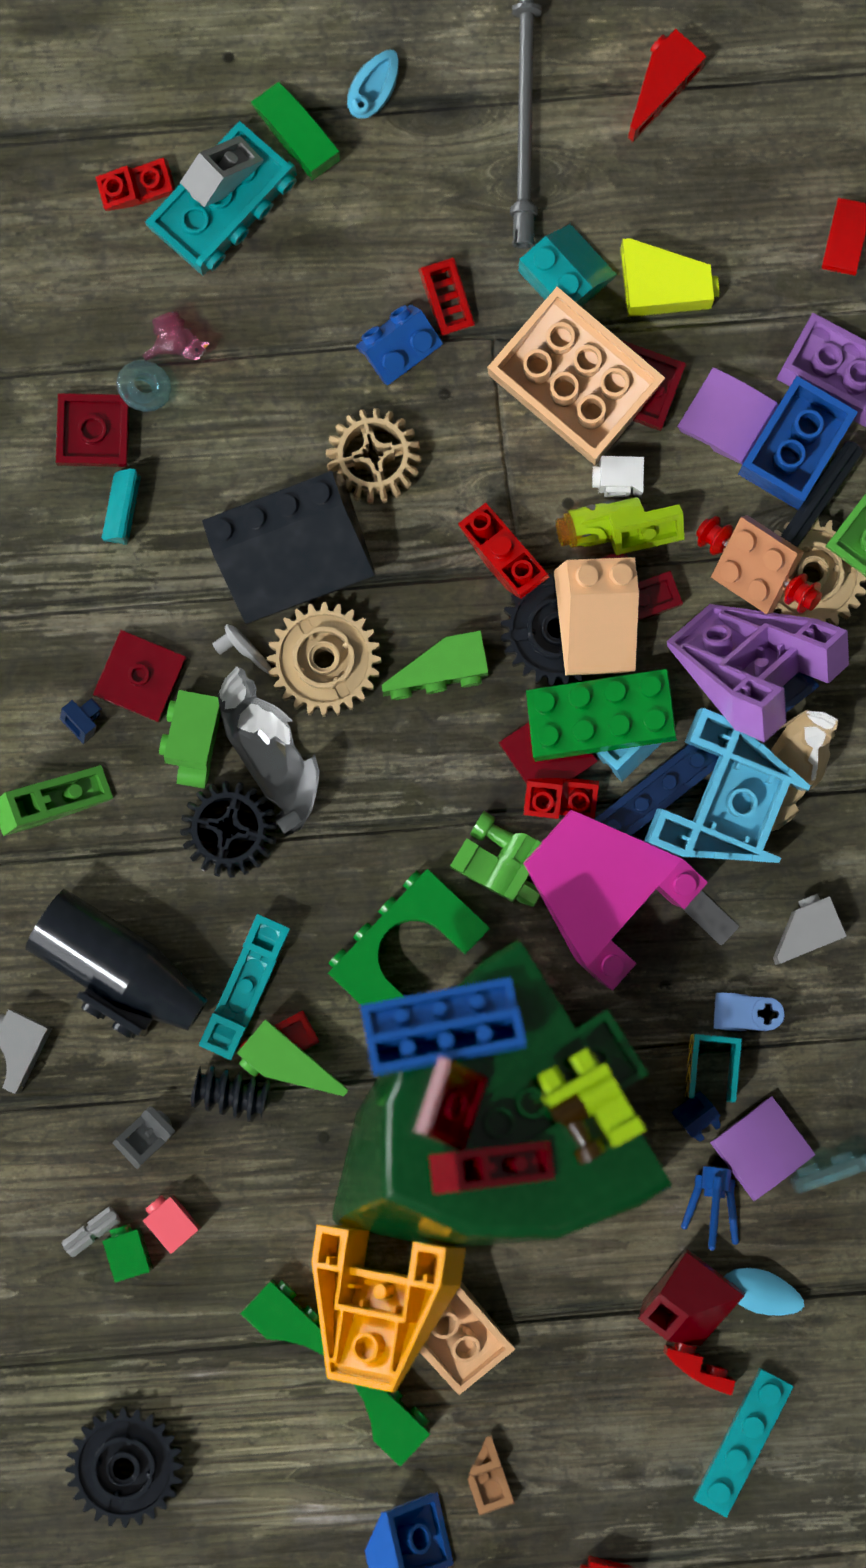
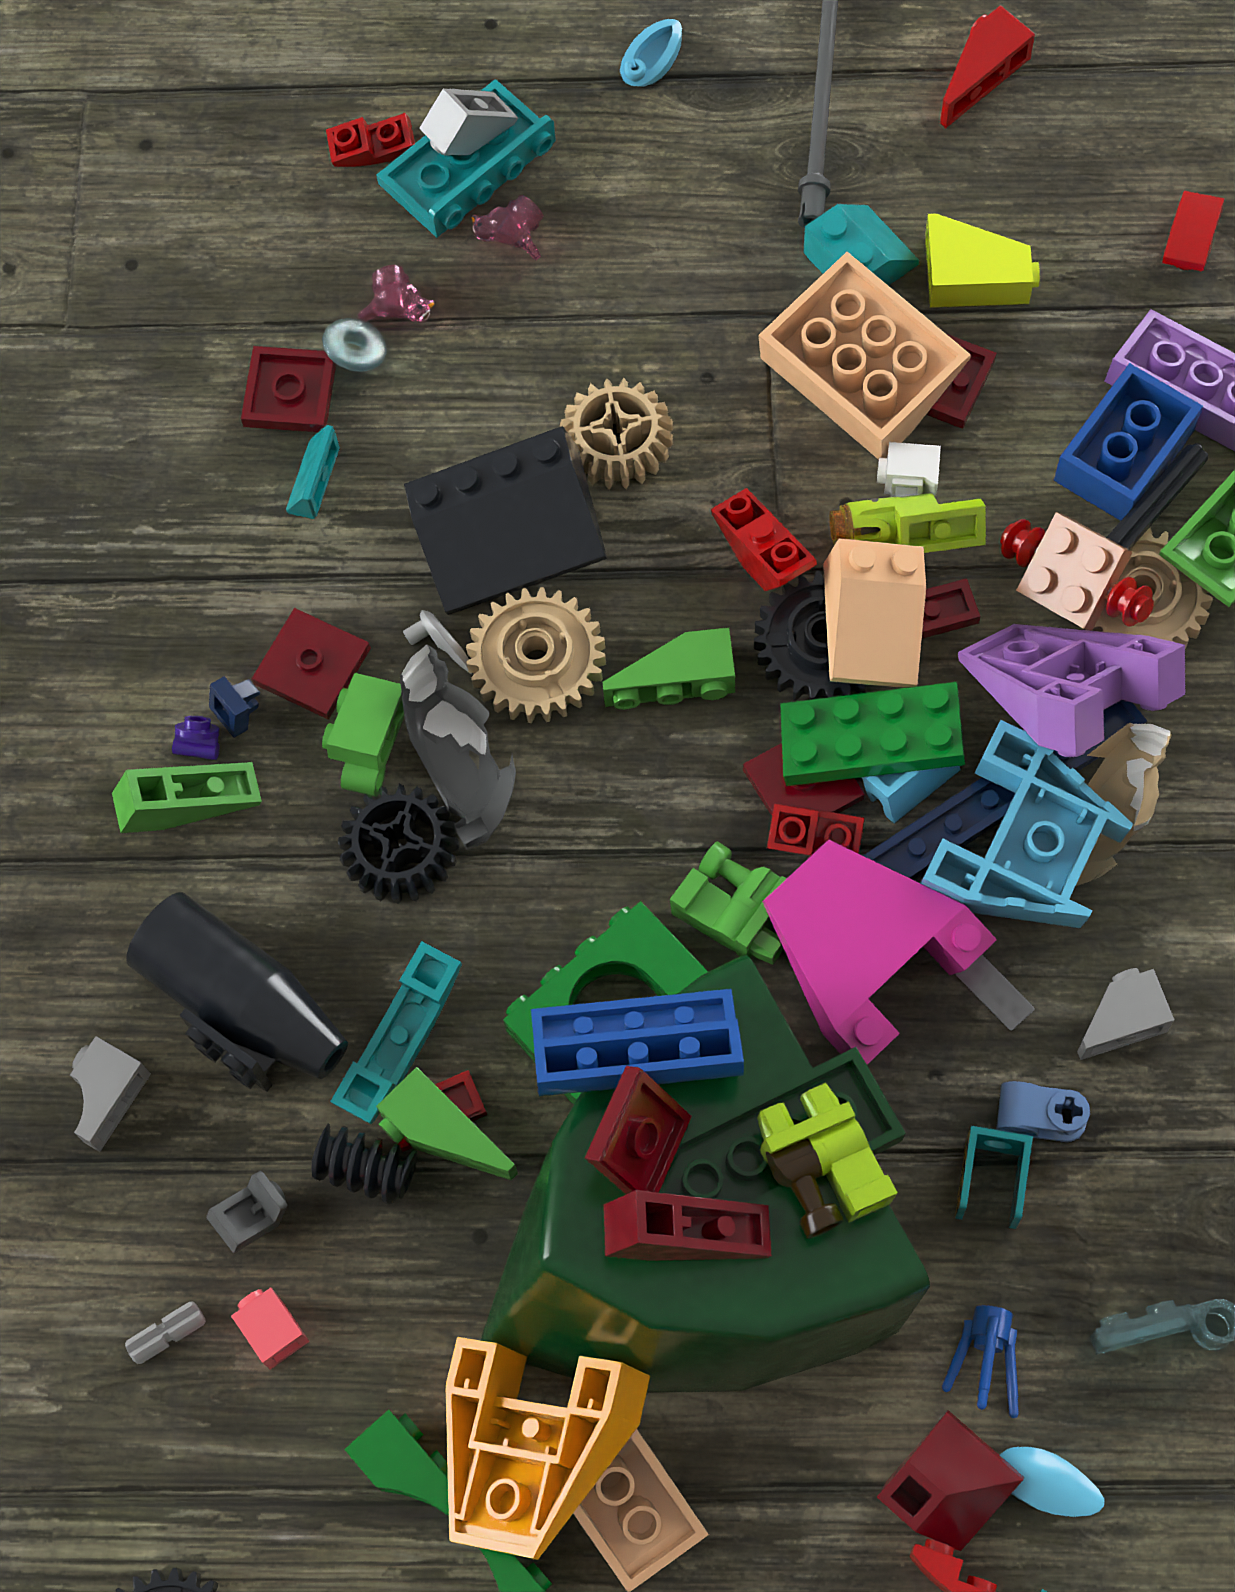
camera: 10 degrees right, 15 degrees down
(54, 748) = (196, 738): none -> dark purple plate
(127, 1253) = (207, 1362): green brick -> none
(266, 263) = (511, 225): none -> clear pink animal
(296, 130) = (561, 94): green slope -> none
(399, 343) = (658, 318): blue bracket -> none
(459, 293) = (709, 241): red slope -> none
(696, 1115) = (969, 1238): dark blue tile -> none
(727, 415) = (1041, 413): medium lavender slope -> none
(762, 1148) = (1055, 1290): medium lavender slope -> none

